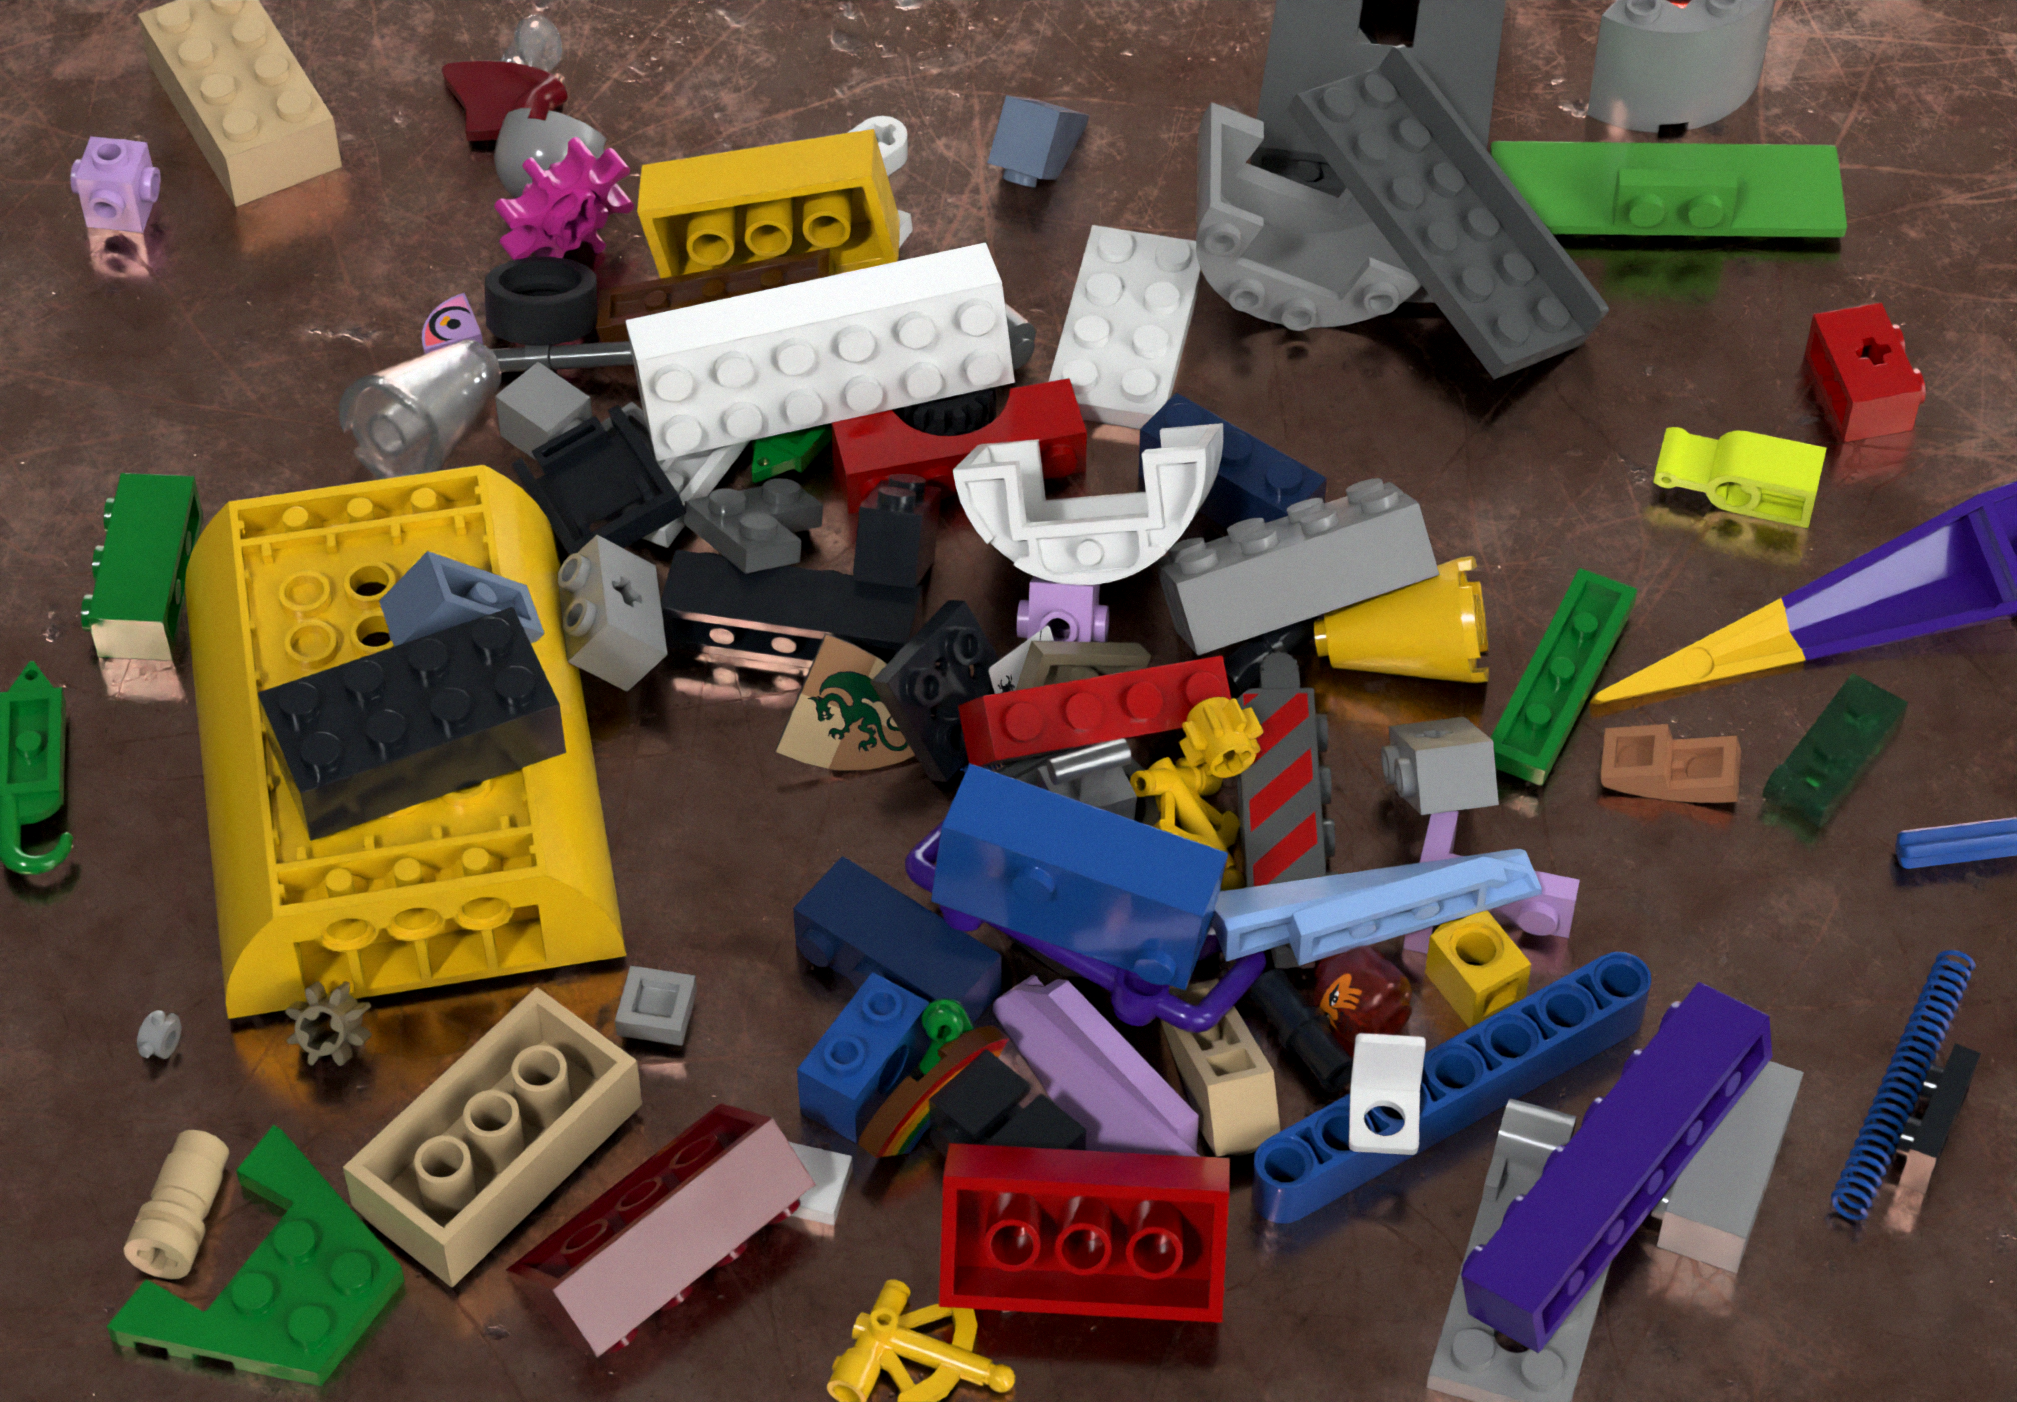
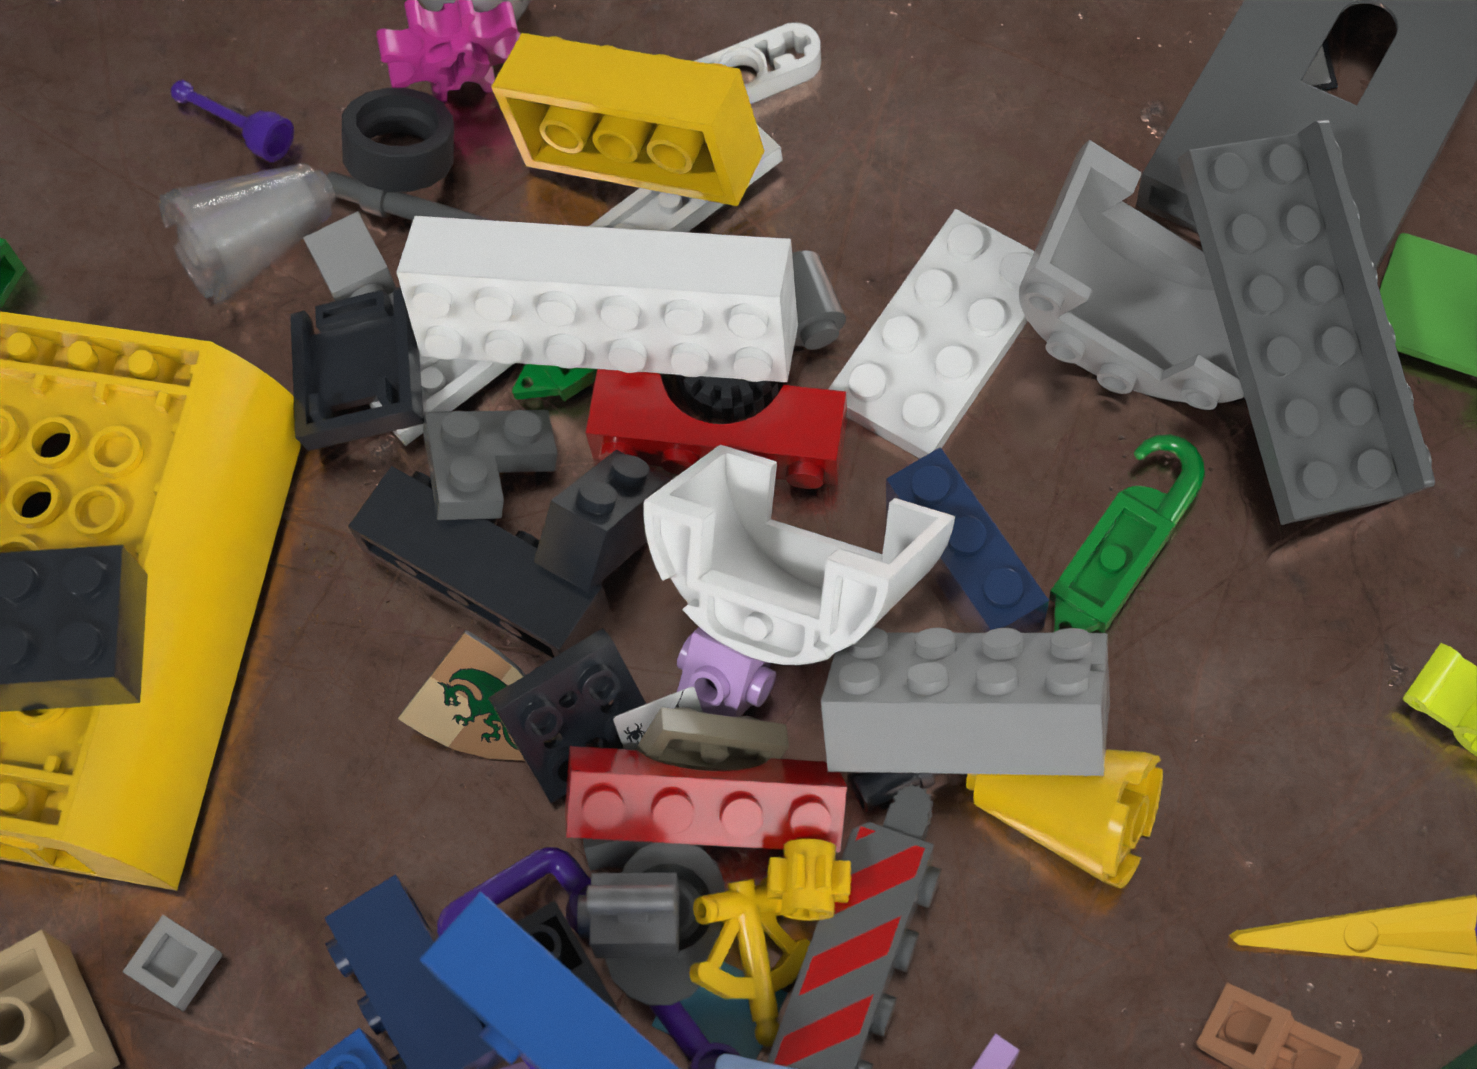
camera: 30 degrees right, 15 degrees up
(397, 334) = (264, 131): none -> dark purple hinge
(448, 593) = (92, 509): sand blue slope -> none
(449, 324) = (315, 139): lavender tile -> none
(611, 613) = (298, 520): light grey brick -> none
(701, 287) = (557, 186): reddish brown plate -> none
(1035, 139) = (940, 92): sand blue slope -> none
(1367, 422) = (1125, 542): none -> green plate
(1441, 765) = (1021, 989): light grey brick -> none
(1561, 675) = (1205, 904): green plate -> none

